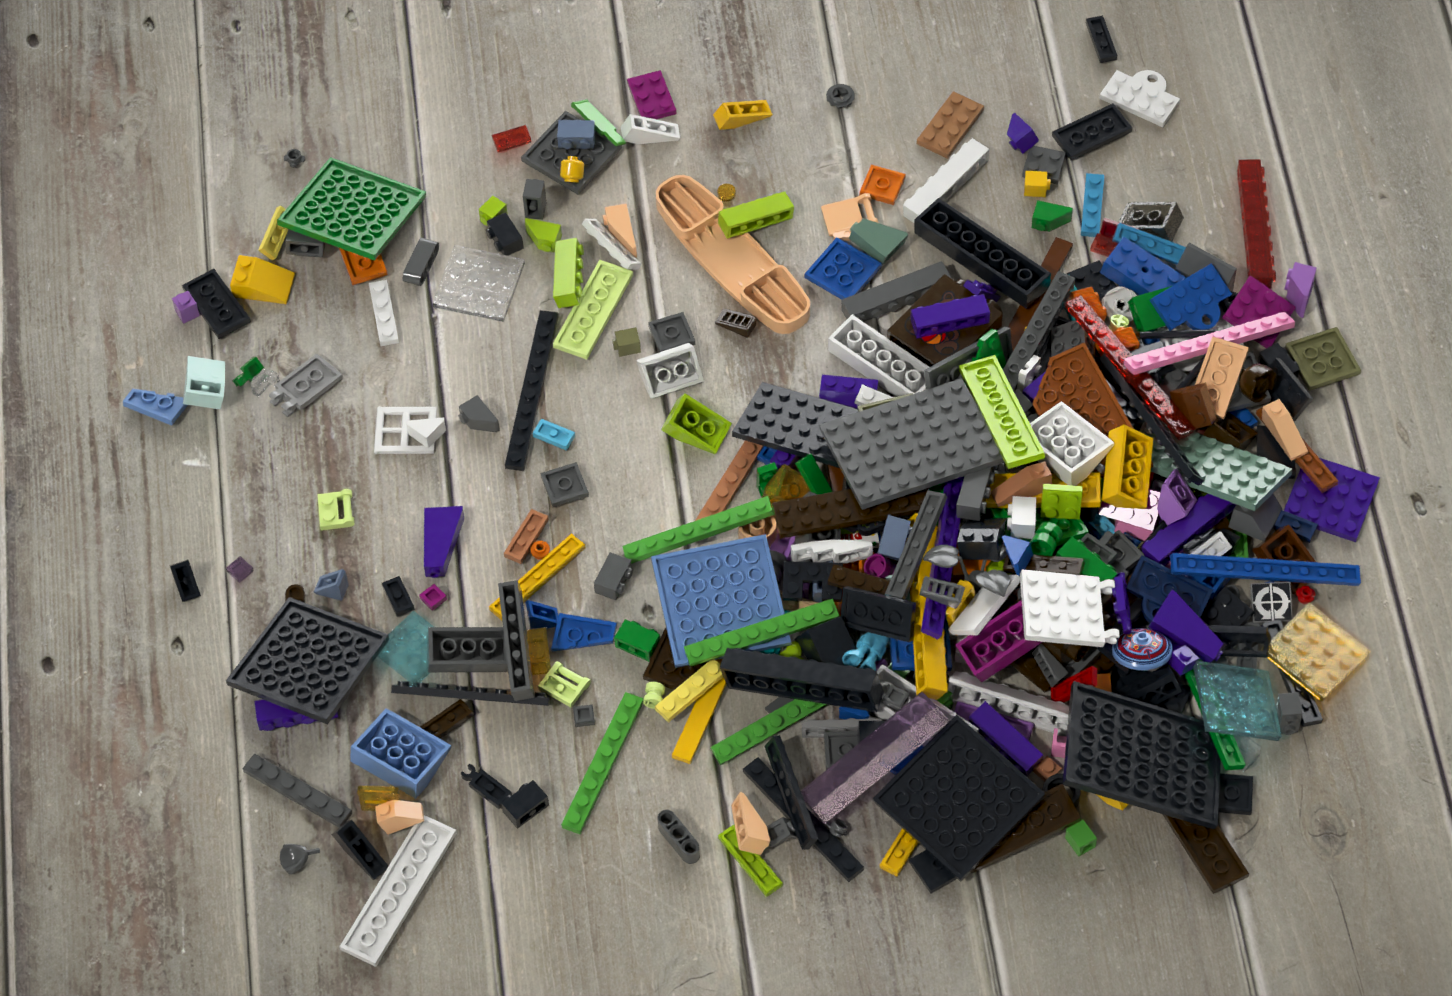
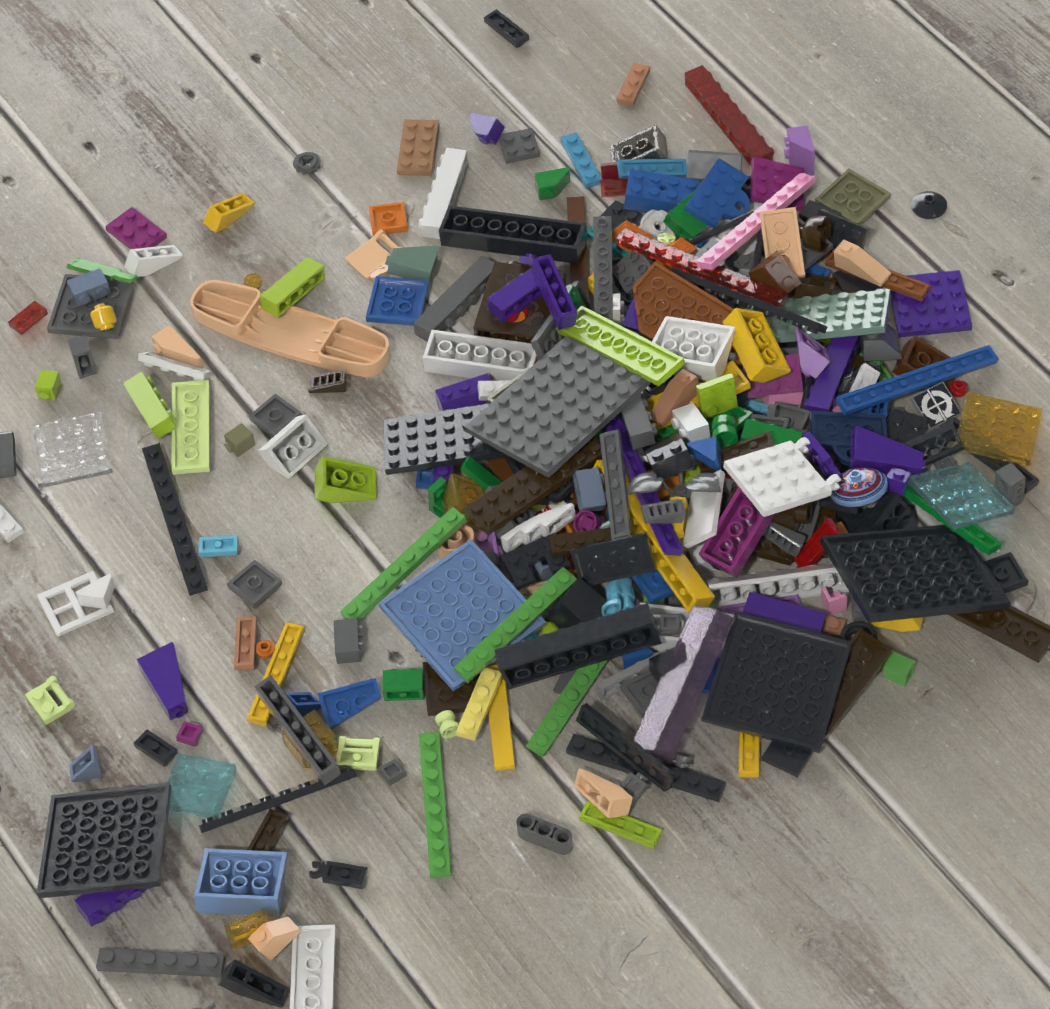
camera: 25 degrees left, 5 degrees down
(296, 592) = (54, 788): dark brown tile -> none
(466, 649) = (252, 762): dark grey brick -> none
(478, 415) = (139, 560): dark grey slope -> none
(504, 235) = (70, 398): black brick -> none
(525, 803) = (385, 872): black brick -> none
(543, 234) = (106, 383): lime slope -> none
(731, 480) = (404, 512): nougat plate -> none
(971, 331) = (554, 292): none -> dark purple brick
(1036, 184) = (523, 162): yellow brick -> none
(1092, 131) = (544, 103): black plate -> none
(1141, 96) = (568, 60): white plate -> none
(1187, 149) = (633, 84): none -> nougat plate
(1303, 528) = (925, 334): dark blue plate -> none
(1393, 403) = (929, 205): none -> black dish

